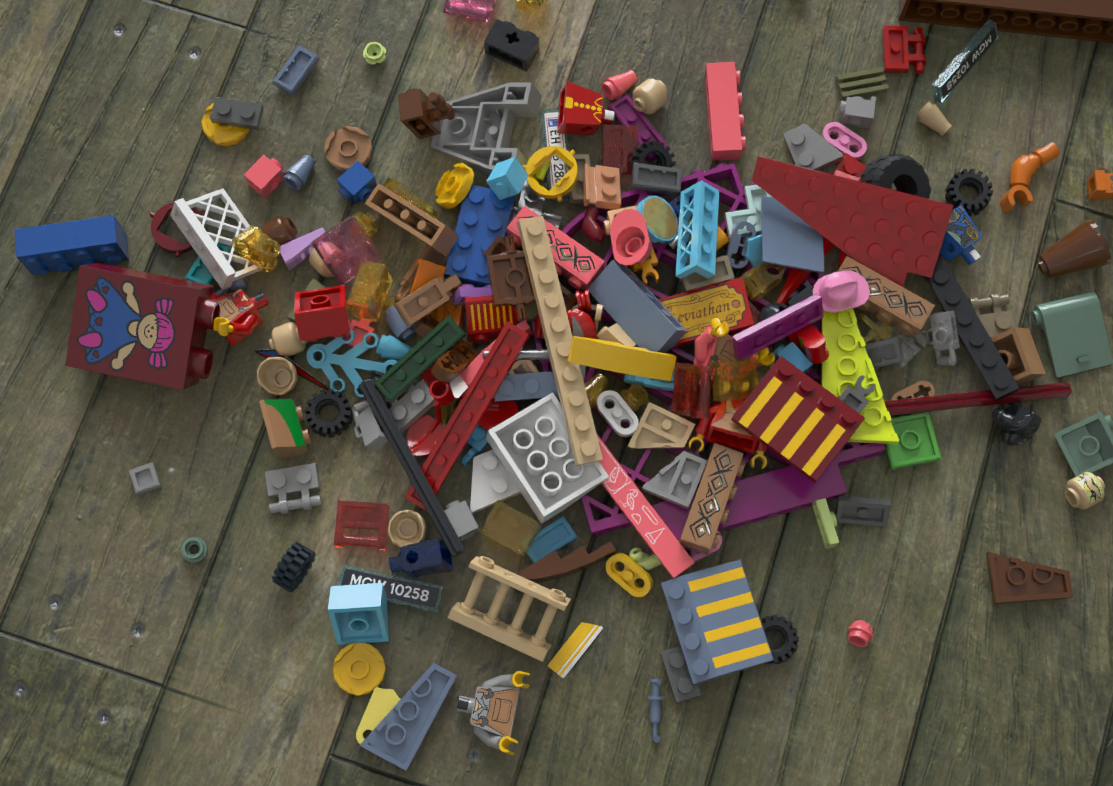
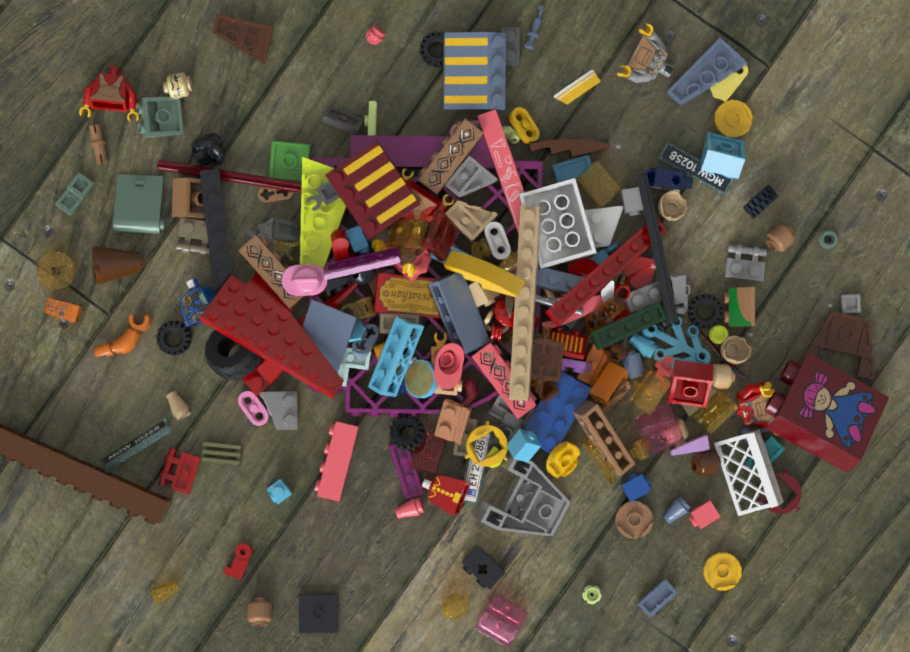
camera: 165 degrees left, 15 degrees up
(71, 244) = (863, 498): blue brick -> none
(142, 435) = (846, 335): none -> reddish brown wing
(236, 113) = (712, 573): dark grey plate -> none
(256, 246) = (725, 455): clear yellow piece -> none
(256, 531) = (780, 238): none -> medium nougat head
(278, 290) = (722, 410): none -> clear yellow plate
(304, 390) = (718, 334): none -> neon yellow plate
(362, 516) = (702, 226): clear red plate -> none
(423, 112) = (570, 525): reddish brown brick -> none
(426, 299) = (610, 369): medium nougat hinge -> none
(489, 623) = (625, 111): tan fence -> none
(650, 96) = (390, 489): tan head -> none
(656, 178) = (409, 415): dark grey plate -> none
(780, 54) = (279, 491): none -> medium azure brick
(857, 111) = (234, 429): light grey brick -> none
(944, 337) = (237, 229): light grey piece -> none

